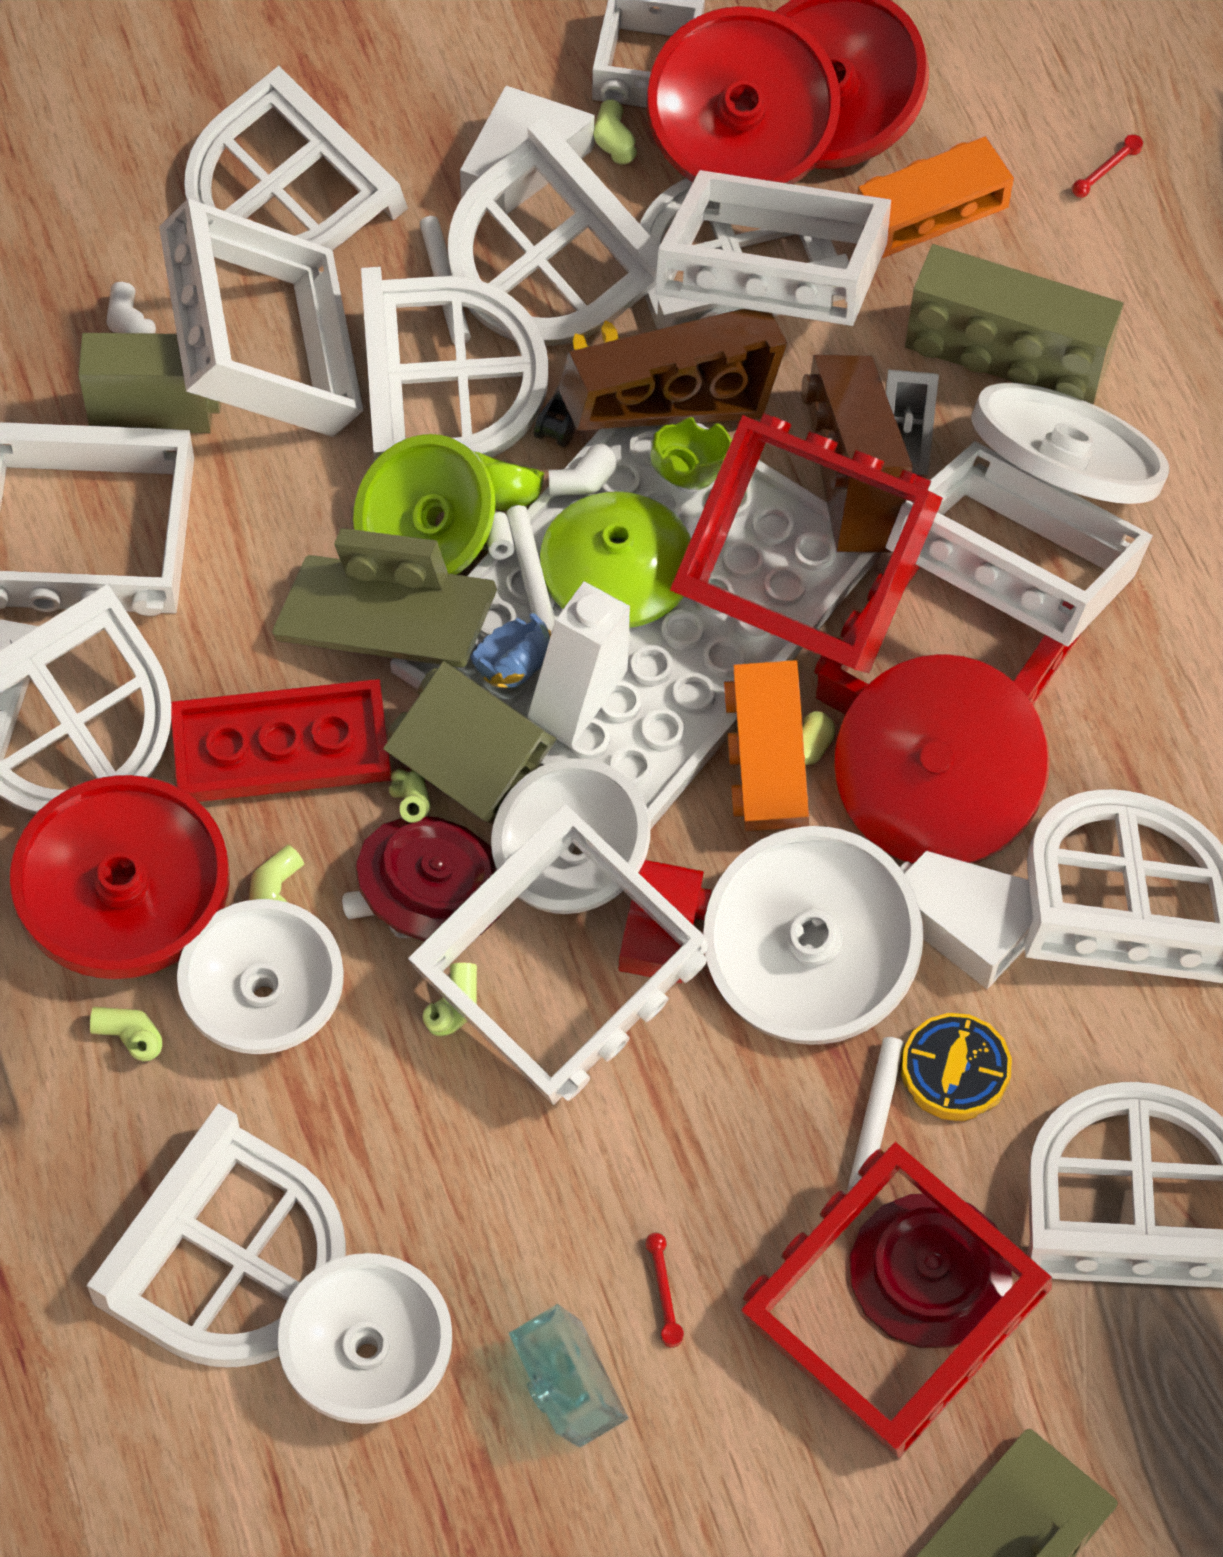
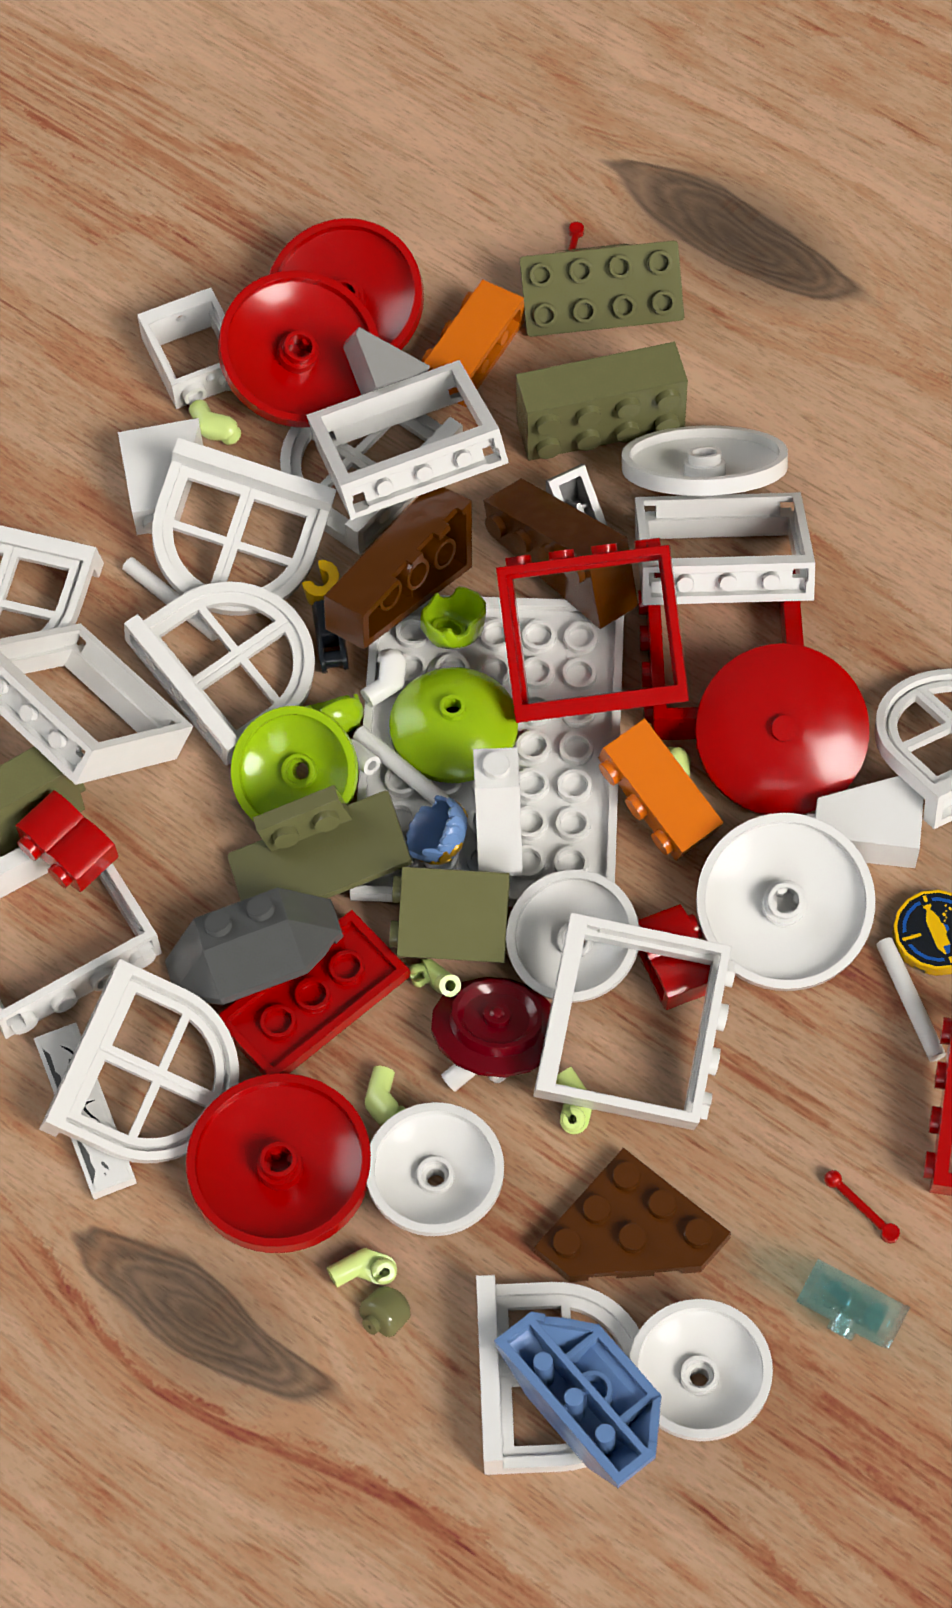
camera: 30 degrees left, 0 degrees up
(119, 1086) = (384, 1311): none -> olive piece
(148, 445) = (66, 842): none -> red brick
(232, 1281) = (586, 1392): none -> medium blue wedge
(258, 654) = (253, 945): none -> dark grey wedge
(415, 1159) = (631, 1228): none -> reddish brown plate
(809, 158) = (378, 362): none -> light grey slope
(1107, 214) = (602, 287): none -> olive bracket

